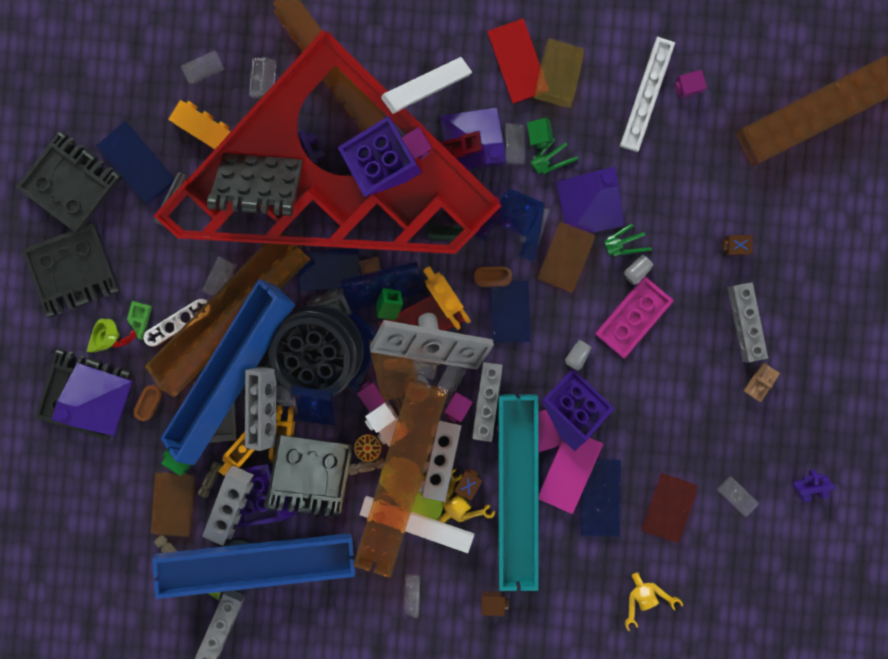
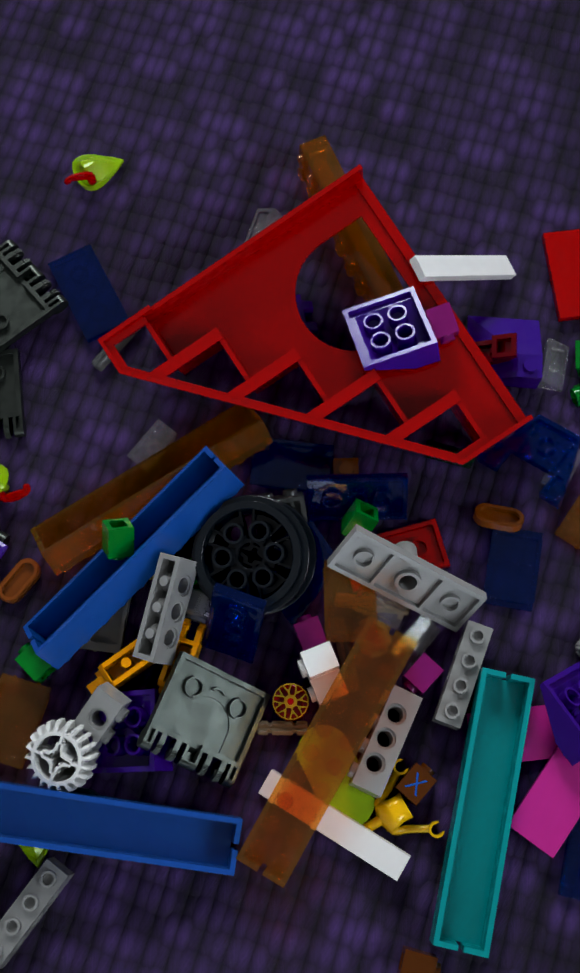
camera: 15 degrees right, 15 degrees down
(110, 54) = (93, 170): none -> lime piece
(139, 317) = (39, 472): bright green tile -> none
(175, 319) = (83, 483): white beam -> none
(199, 124) = (170, 260): light orange brick -> none
(202, 67) = (196, 206): clear plate -> none
(207, 529) = (71, 750): none -> white gear
(210, 479) = (71, 698): dark tan axle -> none
(211, 363) = (118, 538): none -> green brick
(255, 182) = (233, 325): pearl dark grey hinge -> none
(412, 595) = (305, 927): clear slope -> none
(445, 296) = (434, 526): light orange hinge -> none

